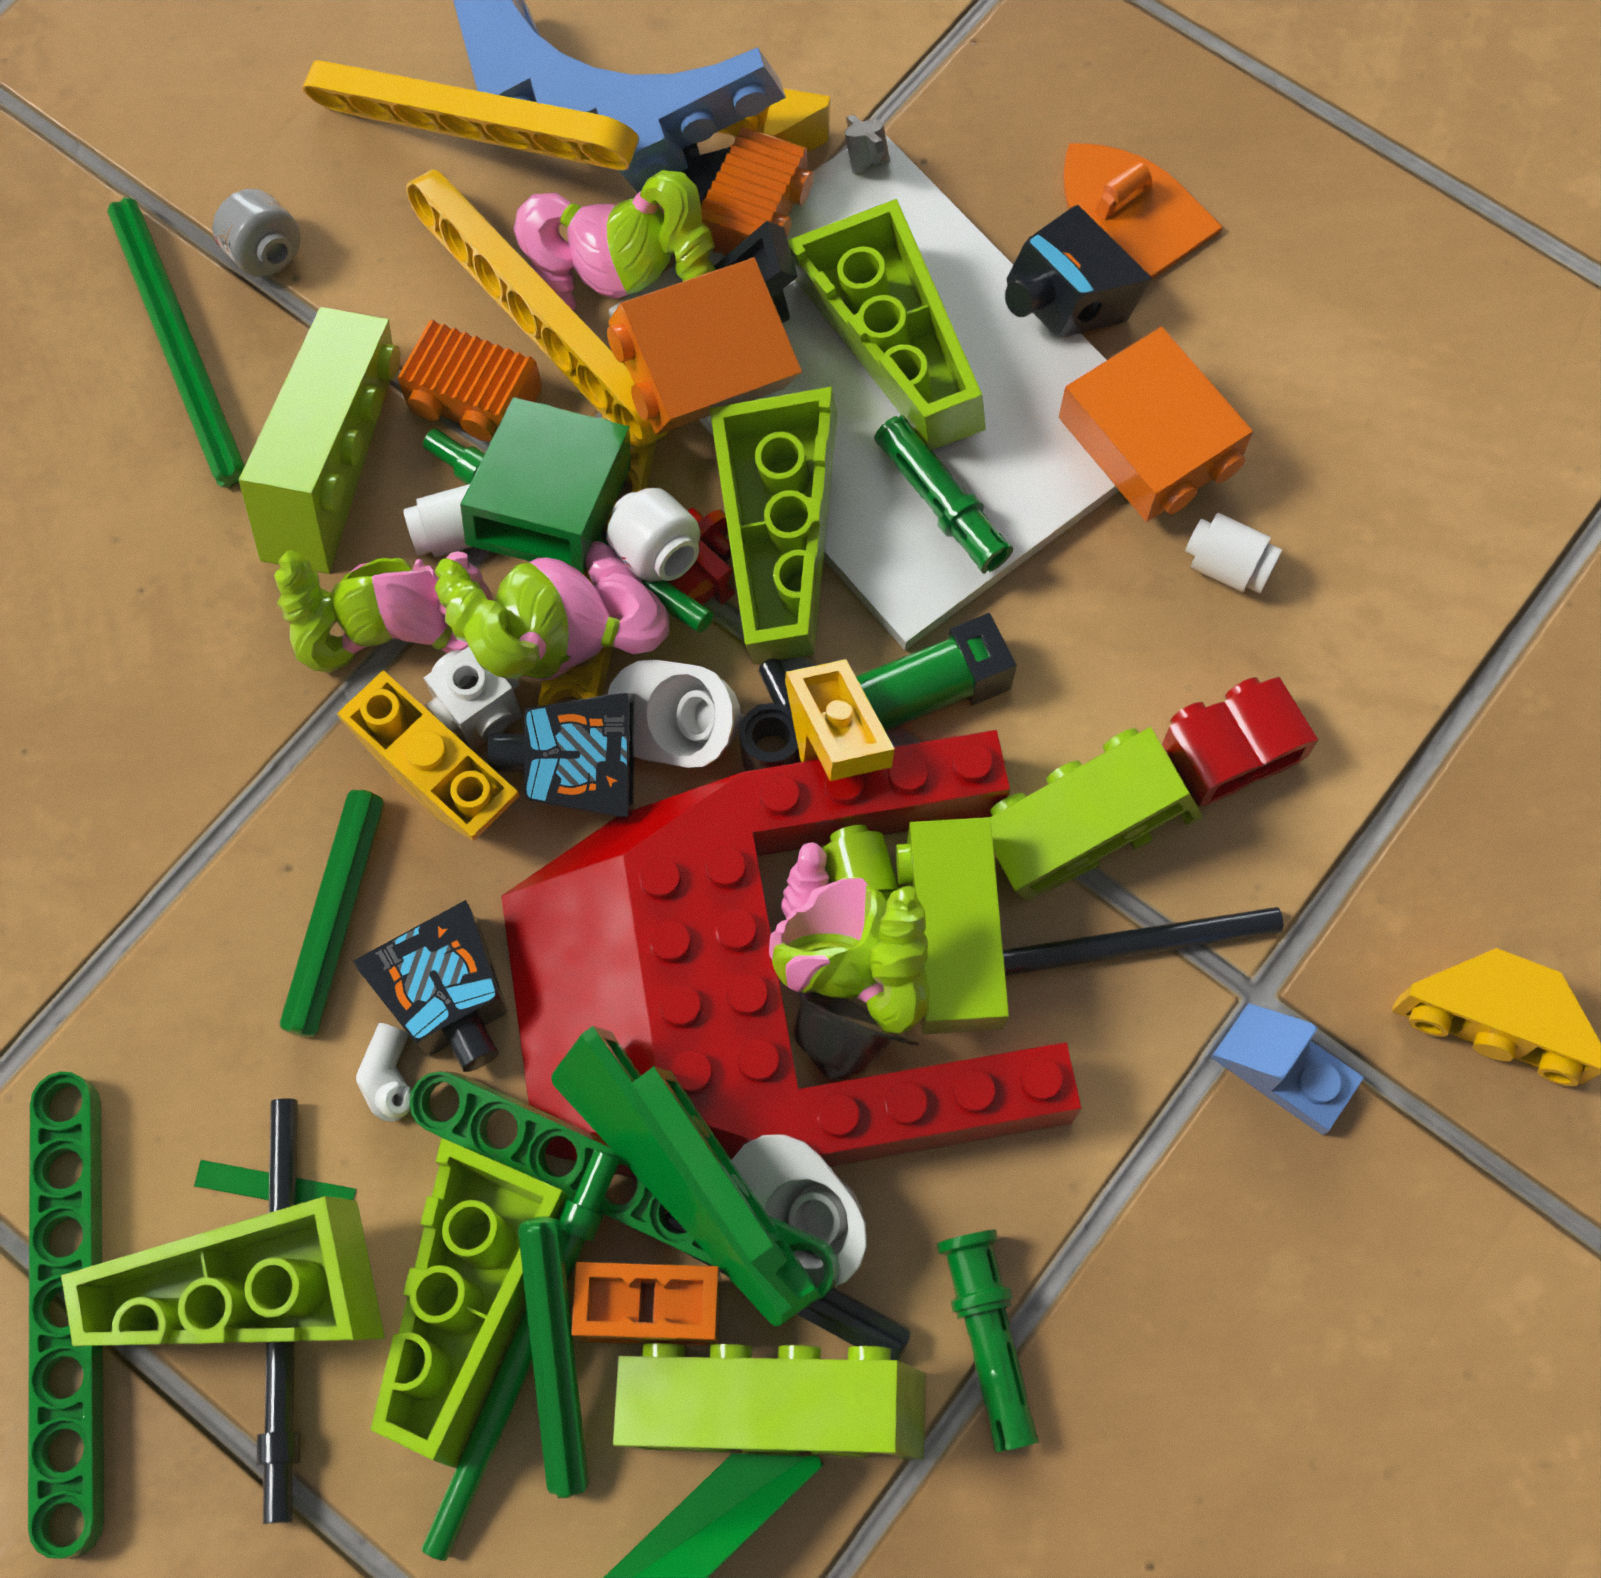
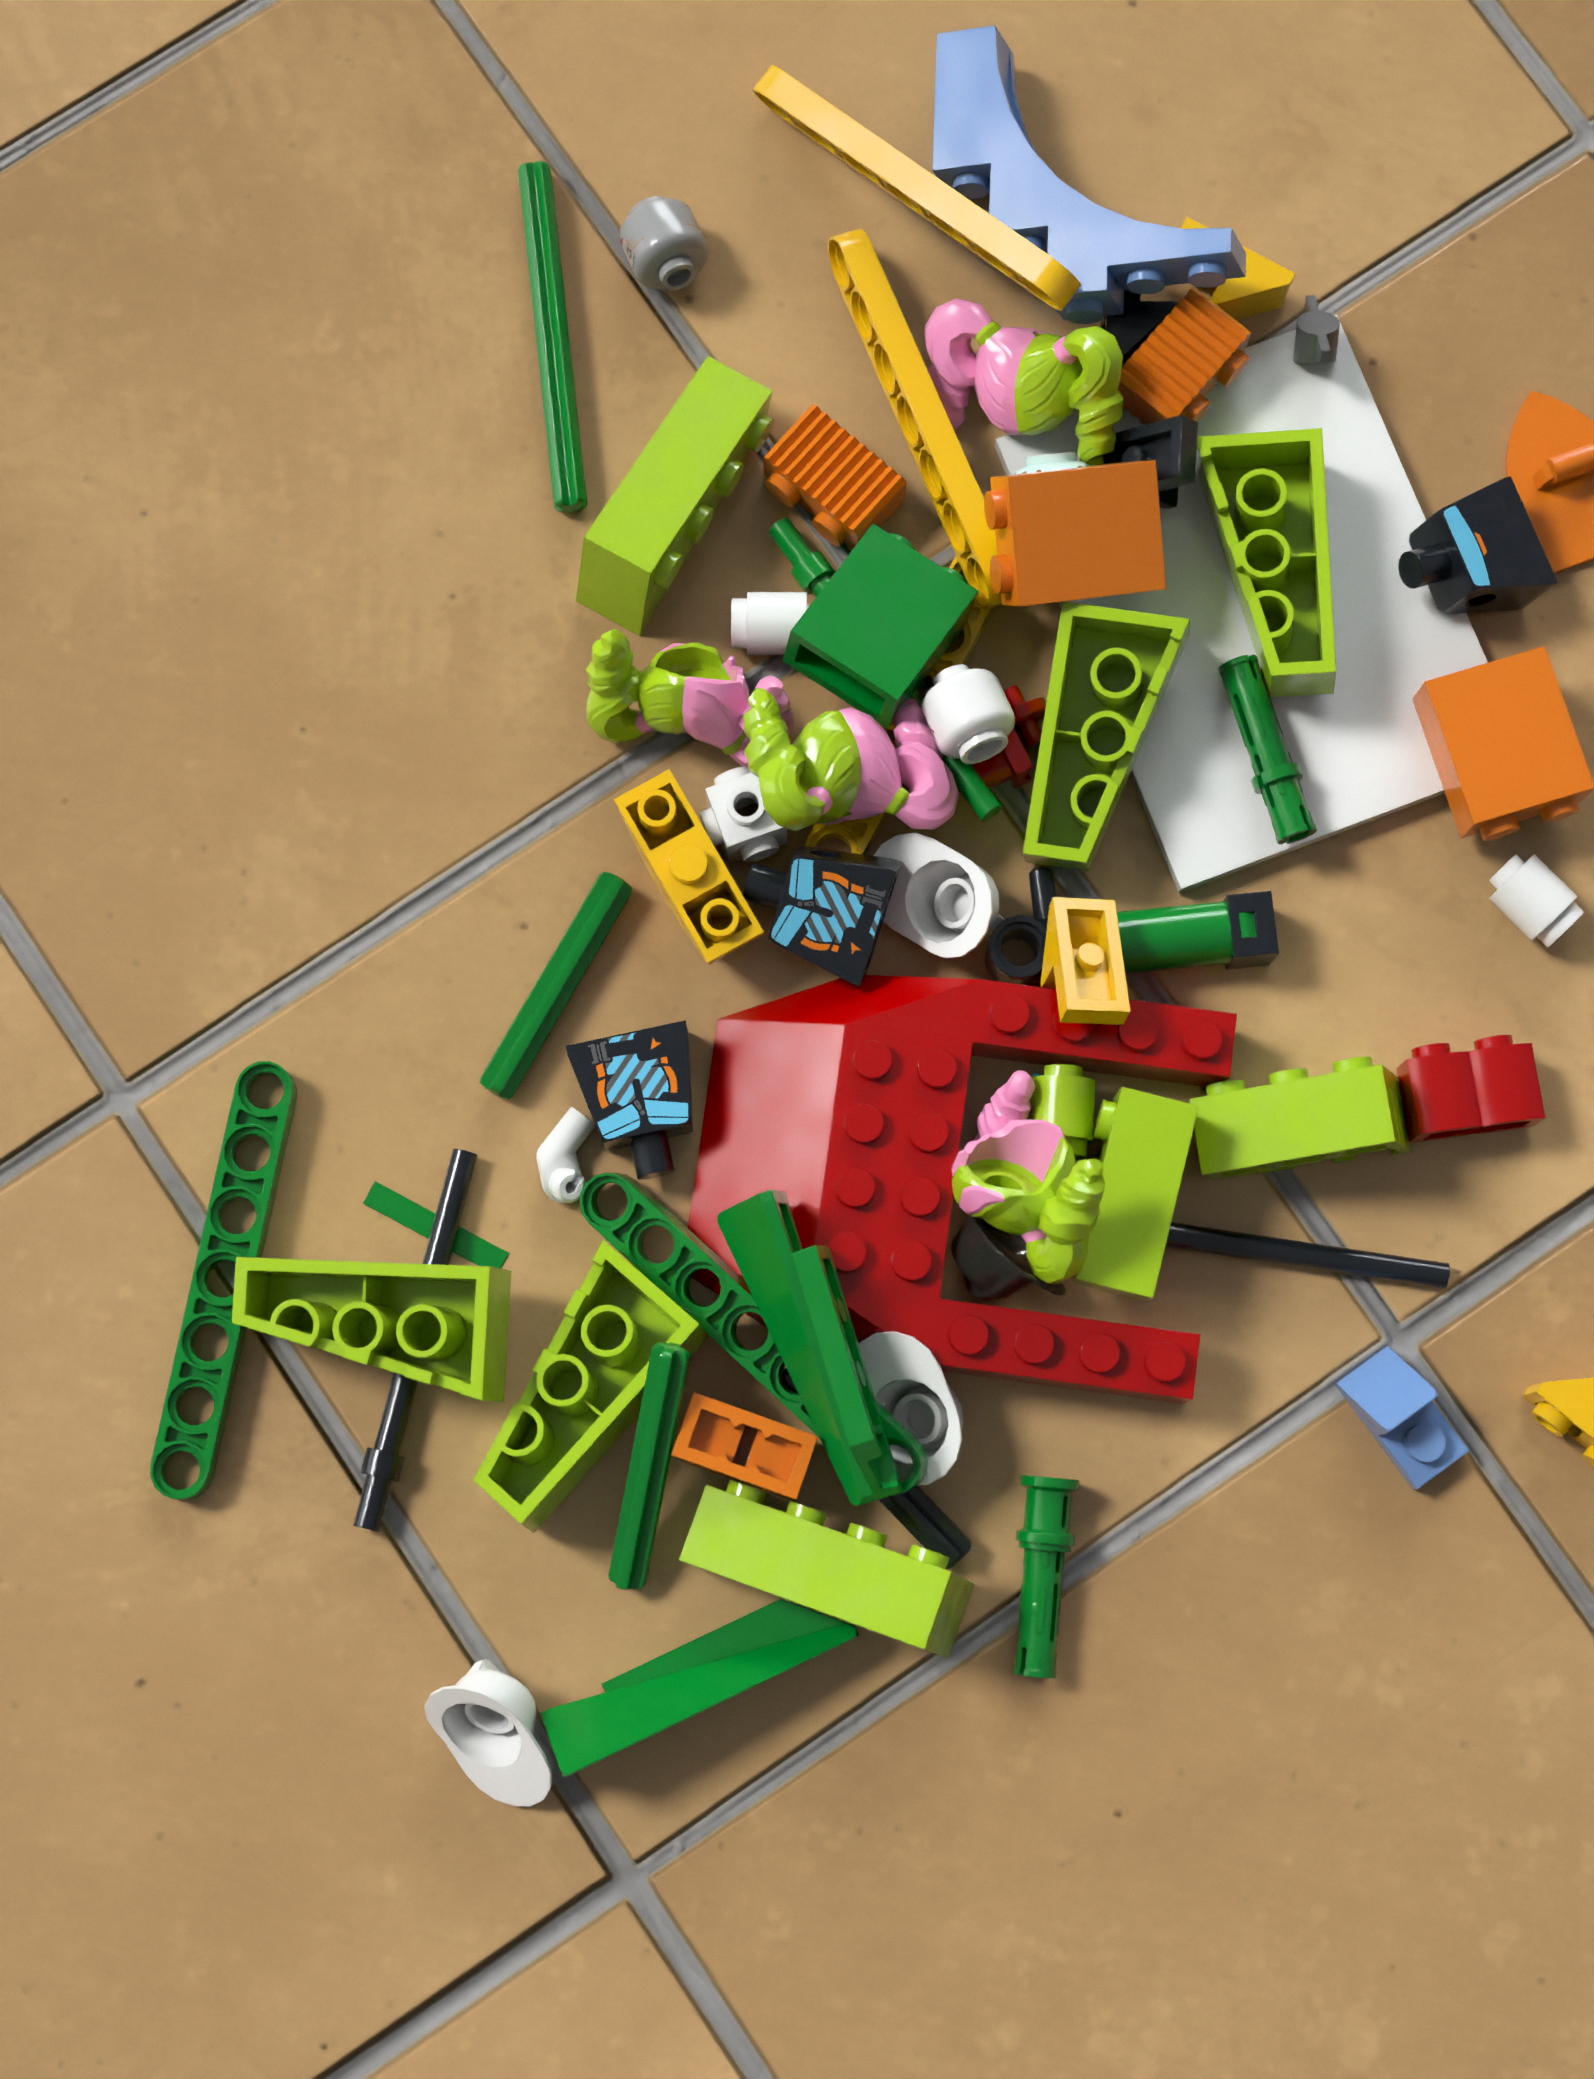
camera: 15 degrees right, 10 degrees up
(579, 1222) = (706, 1357): green bar -> none

